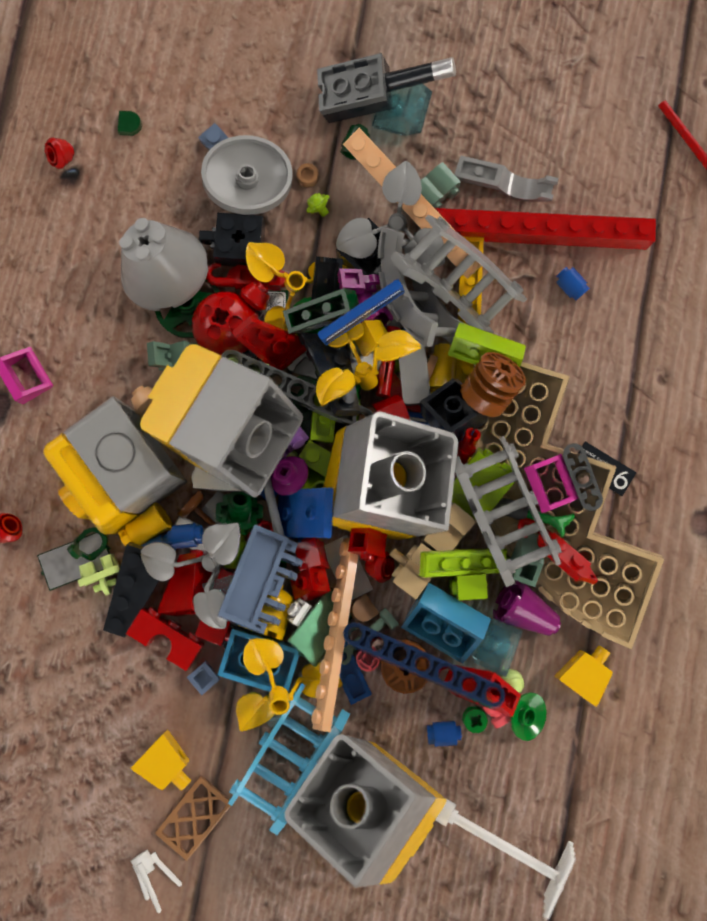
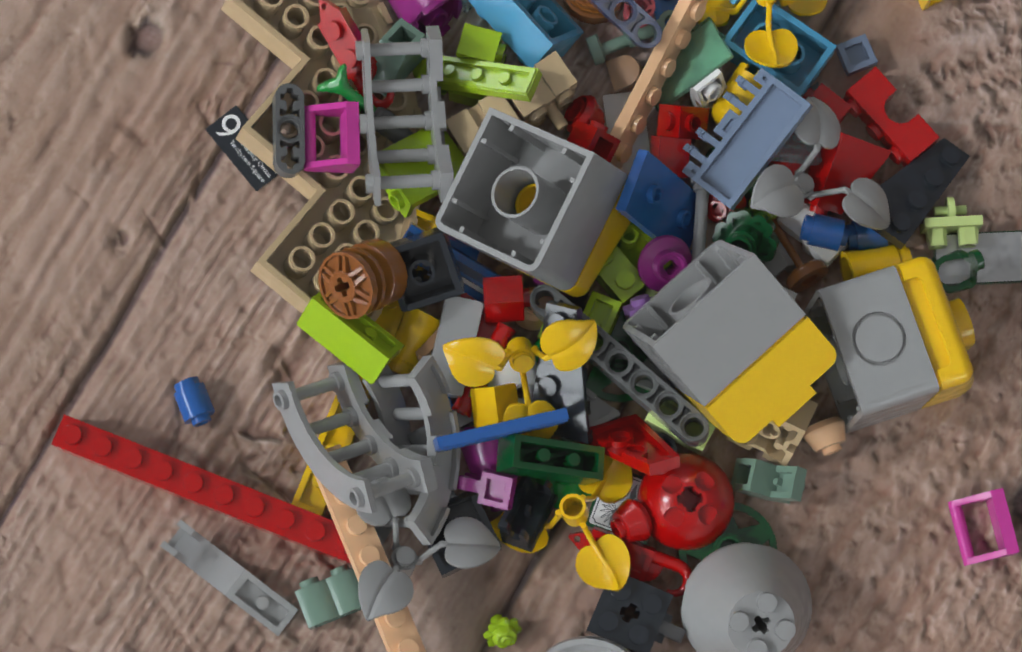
camera: 160 degrees left, 5 degrees down
(467, 447) = (422, 217): red pin -> none

